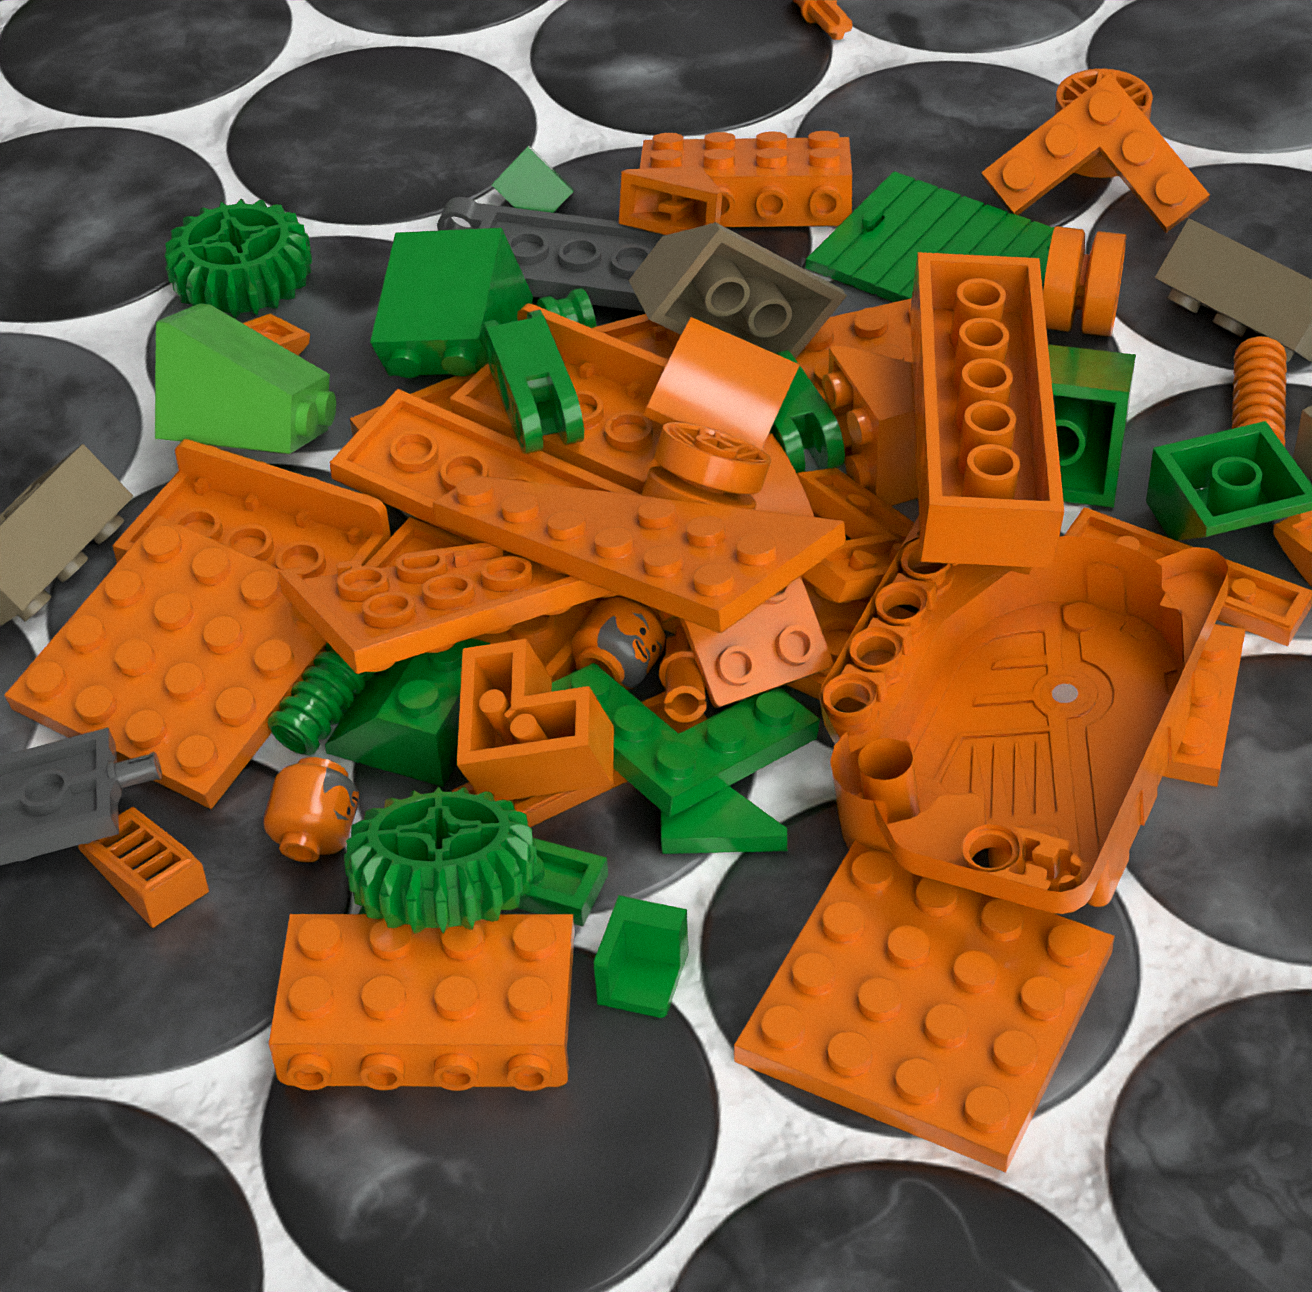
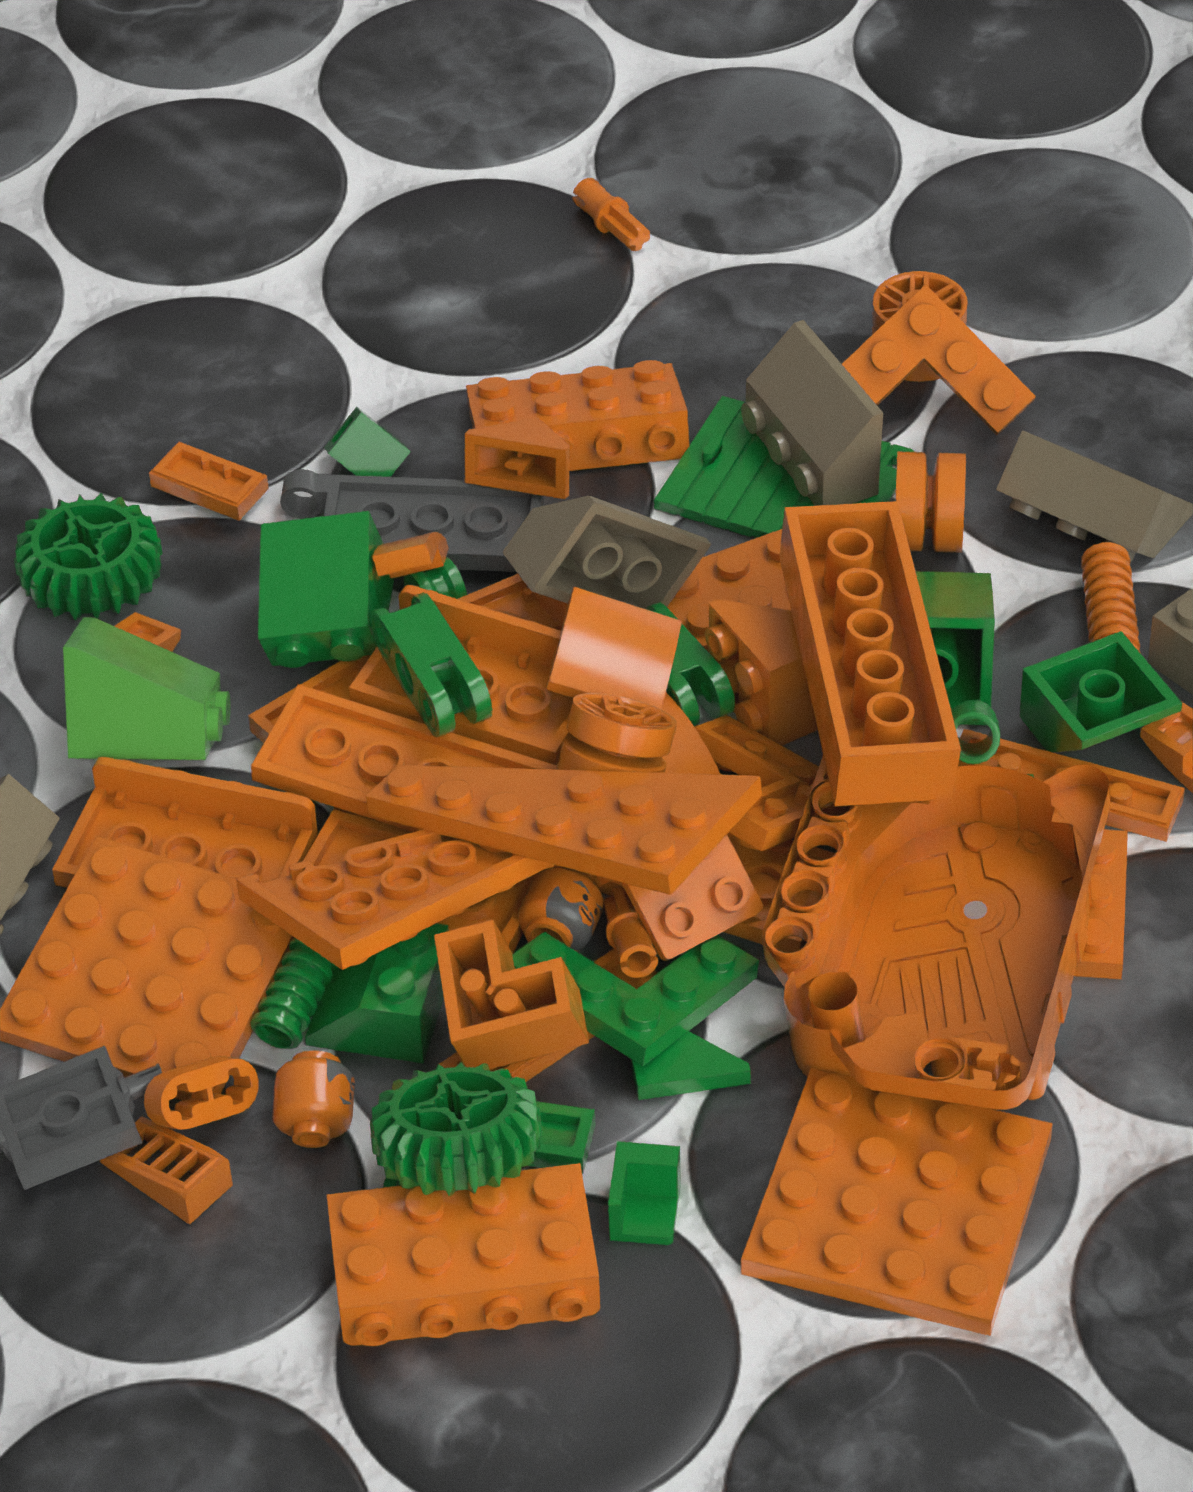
camera: 10 degrees left, 0 degrees up
(195, 803) = (204, 1104): none -> orange beam
(374, 202) = (208, 481): none -> orange plate
(542, 279) = (411, 555): none -> orange slope
(977, 185) = (815, 420): none -> dark tan slope
(1112, 502) = (982, 751): none -> green piece

